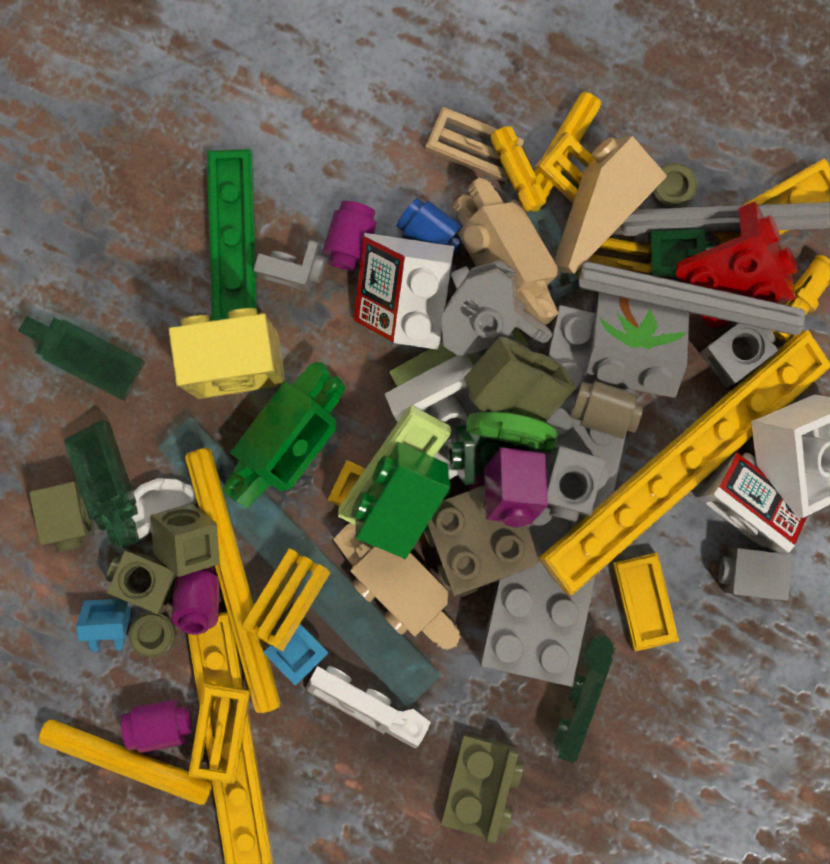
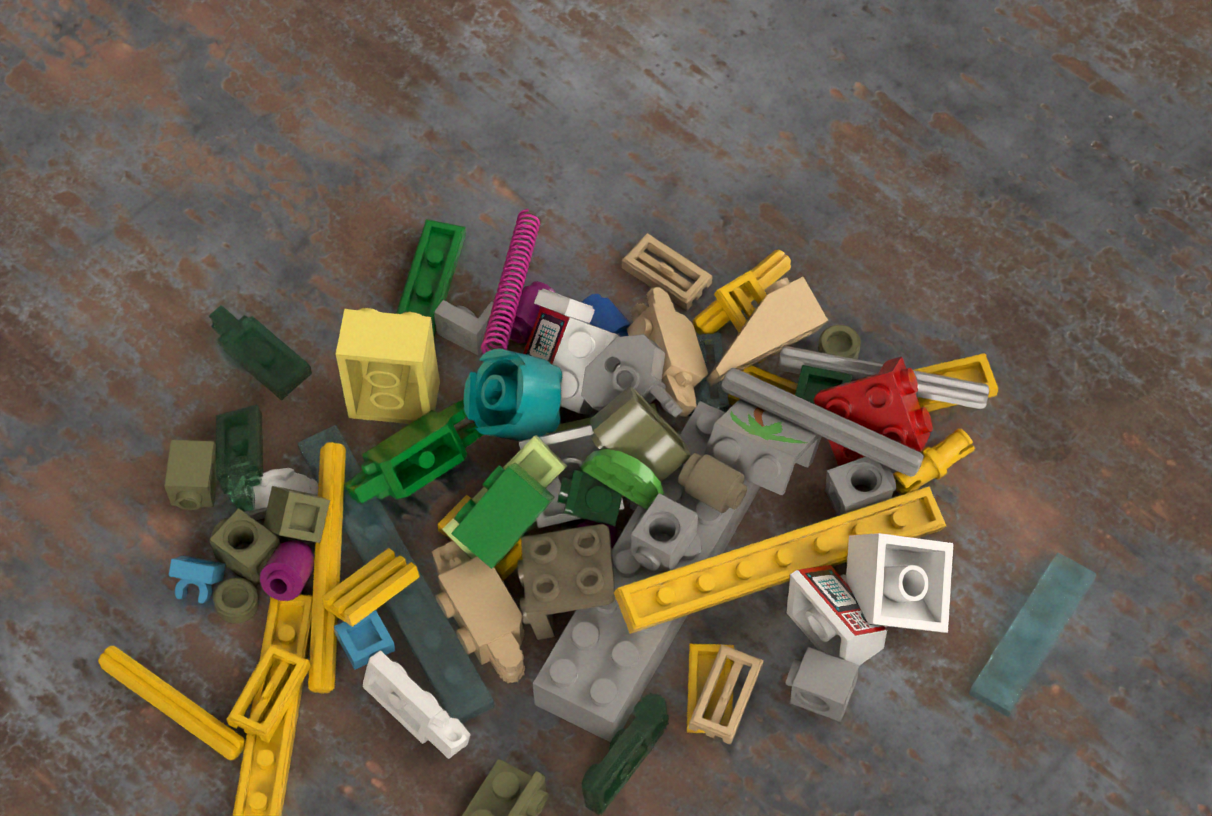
camera: 15 degrees right, 25 degrees down
(156, 726) = (211, 673): magenta brick -> none
(326, 269) = (505, 277): none -> dark pink piece
(369, 356) = (513, 395): none -> teal brick
(388, 229) = (564, 305): none -> white tile
(515, 487) = (609, 521): magenta brick -> none
(518, 168) = (698, 291): yellow axle -> none
(648, 612) = (713, 727): none -> tan tile

